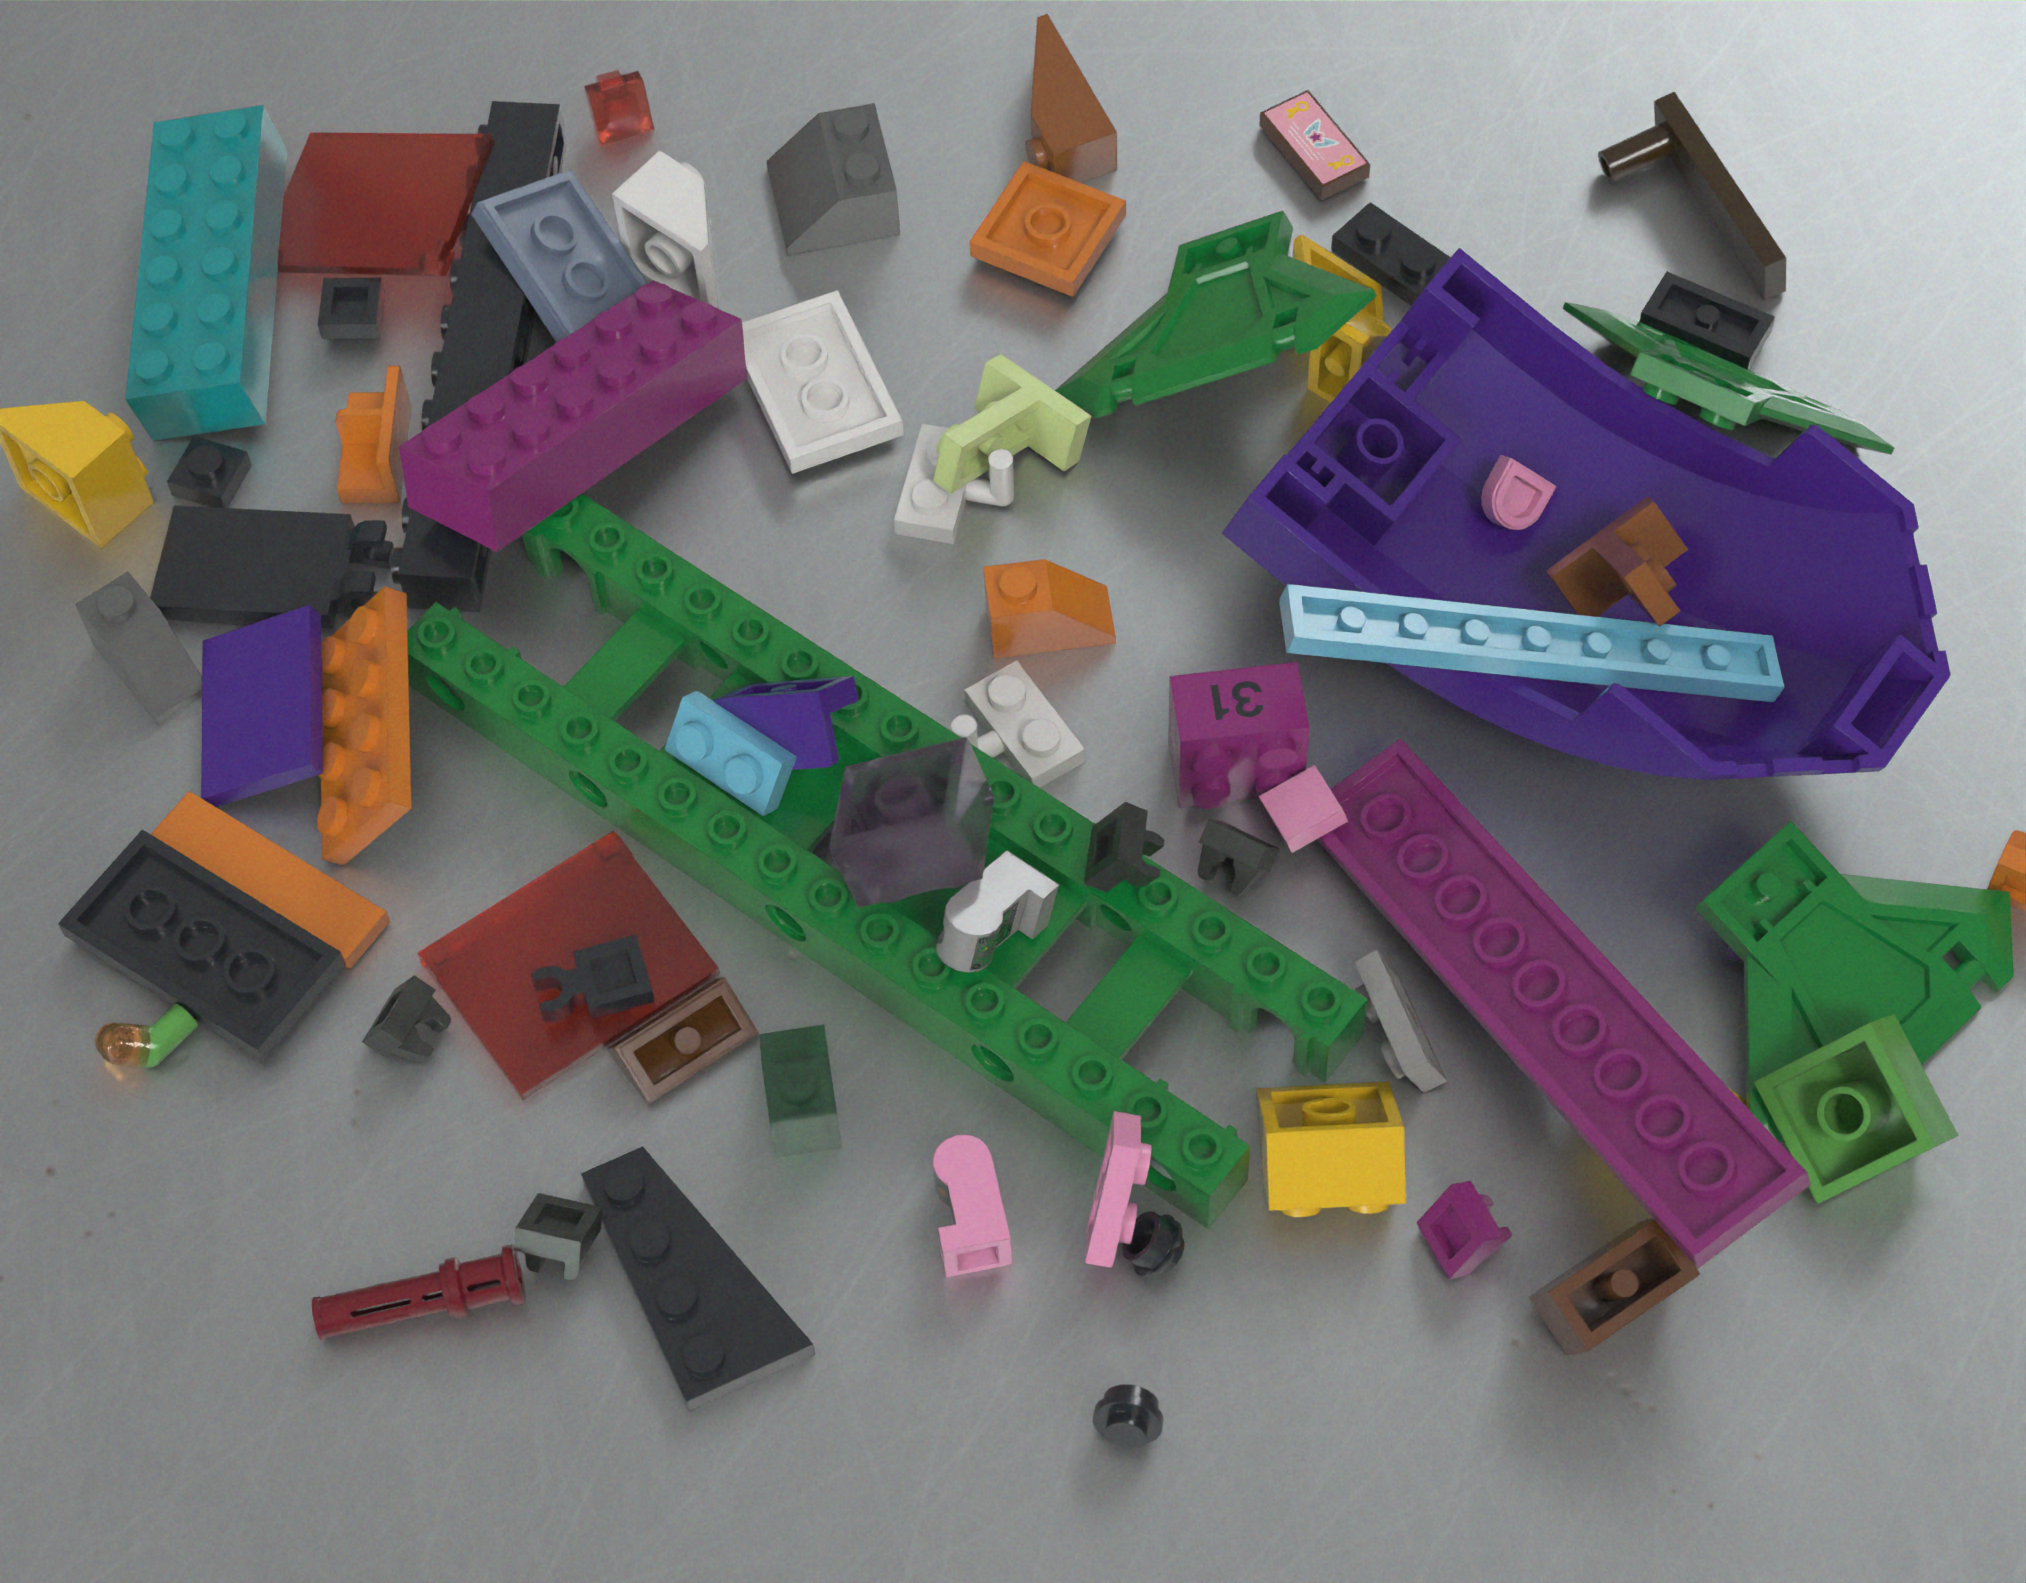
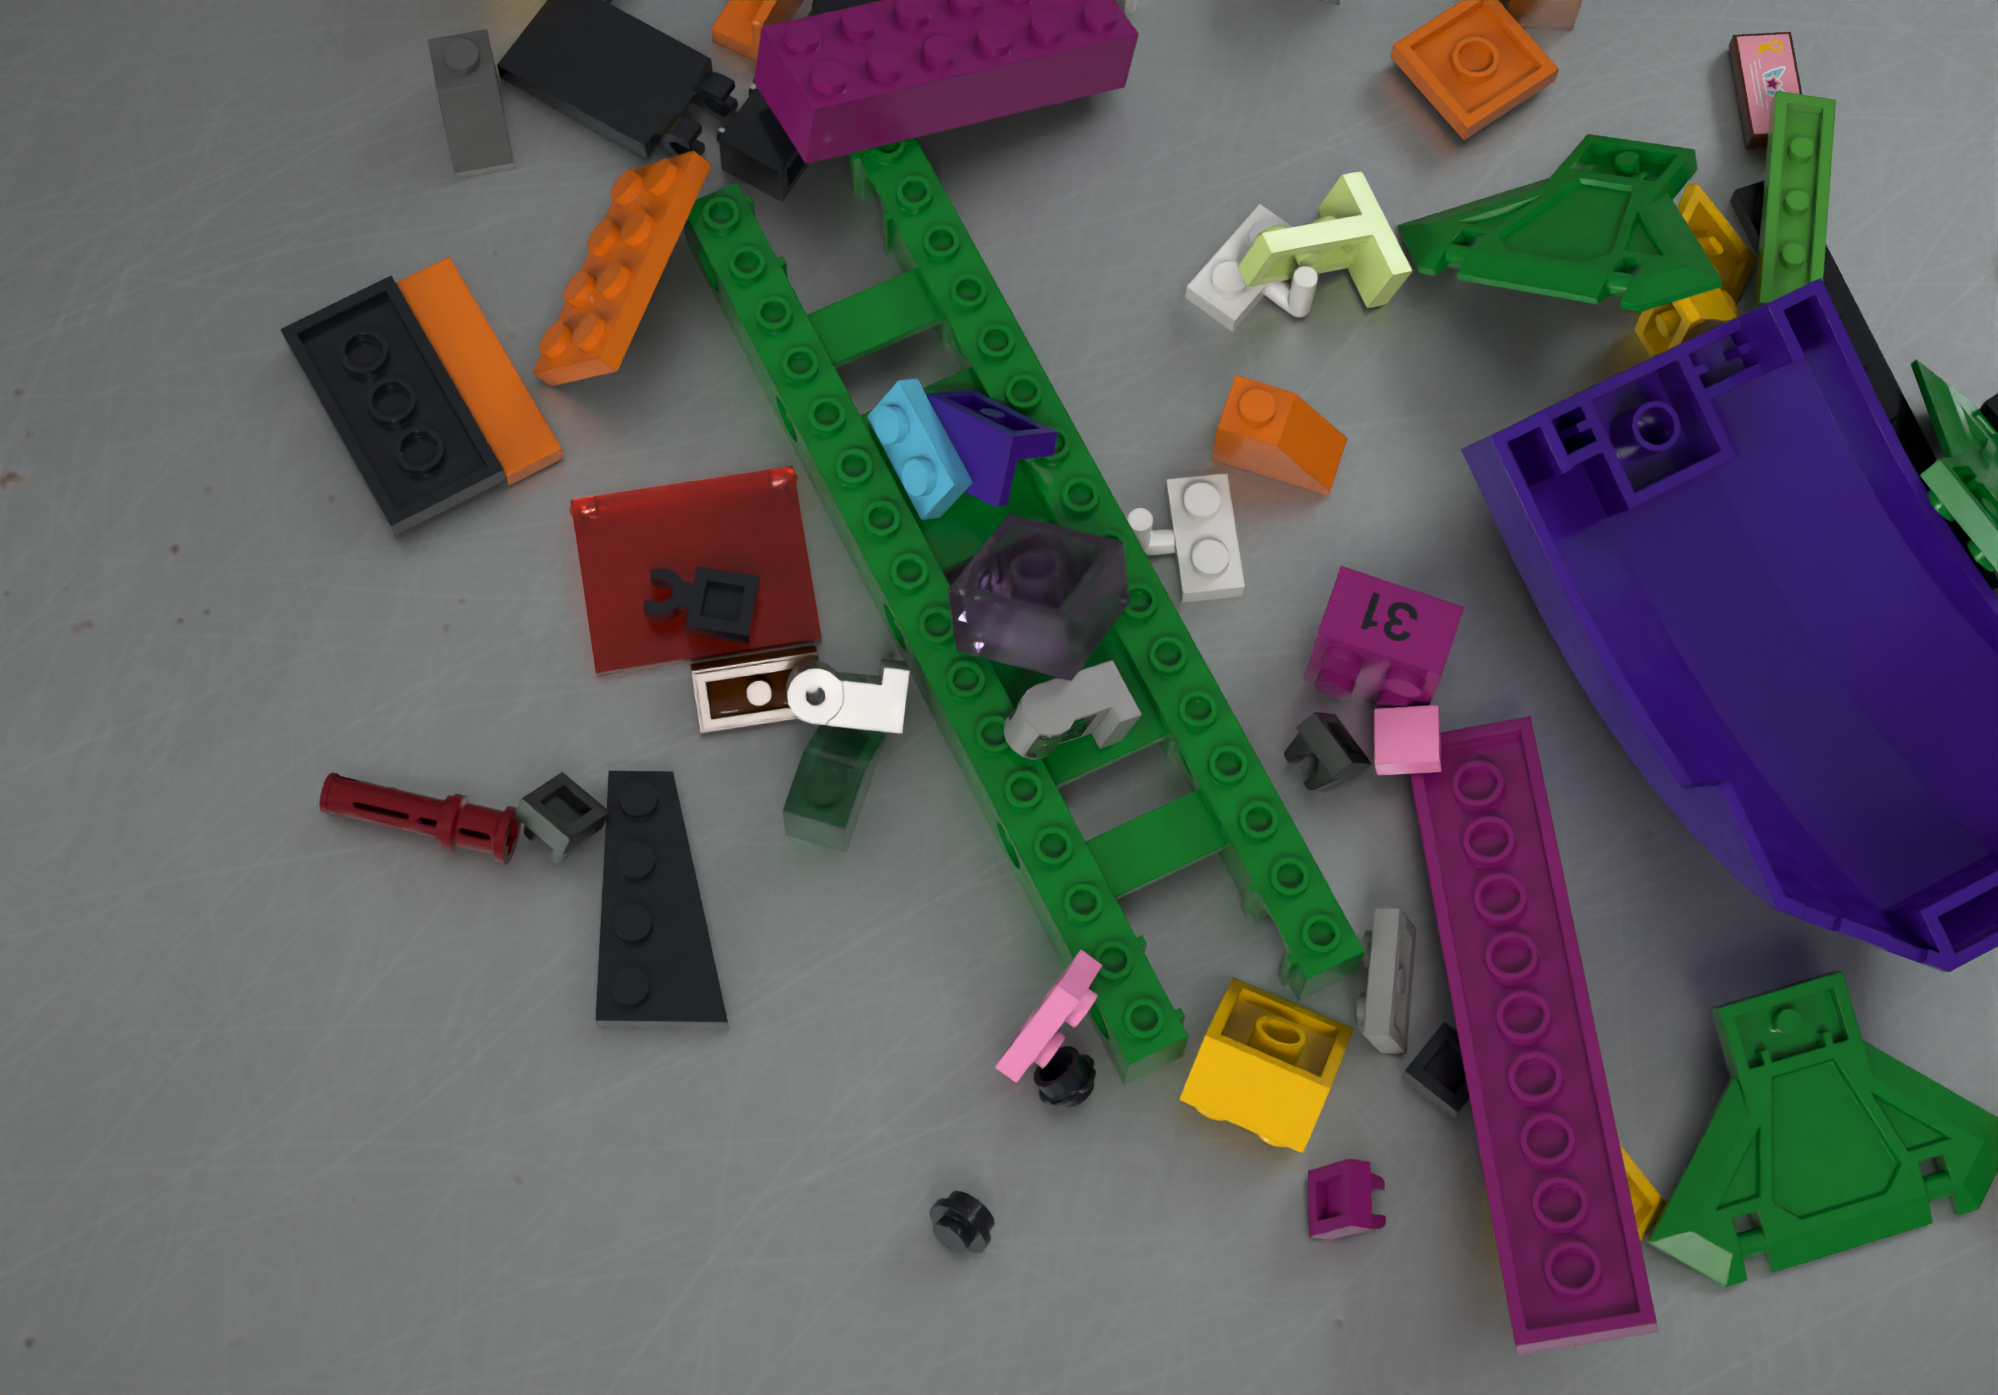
camera: 20 degrees right, 10 degrees up
(144, 1044) = (301, 472): arm -> none
(261, 707) = (546, 207): dark purple tile -> none
(394, 1027) = (533, 547): pearl dark grey tile -> none
(757, 1010) = (850, 699): none -> leg
(817, 382) = (1185, 119): white plate -> none
(971, 1190) = (932, 955): bright pink leg -> none
(1118, 849) = (1208, 708): pearl dark grey tile -> none
(1386, 210) = (1795, 194): none -> bright green plate
(1490, 1077) = (1440, 1071): none -> black plate
(1514, 494) = (1763, 530): bright pink tile -> none
(1529, 643) = (1683, 695): medium azure plate -> none
(1613, 1287) = (1442, 1322): reddish brown brick -> none
(1623, 561) = (1822, 650): dark orange bracket -> none
(1856, 1108) = (1757, 1268): bright green slope -> none

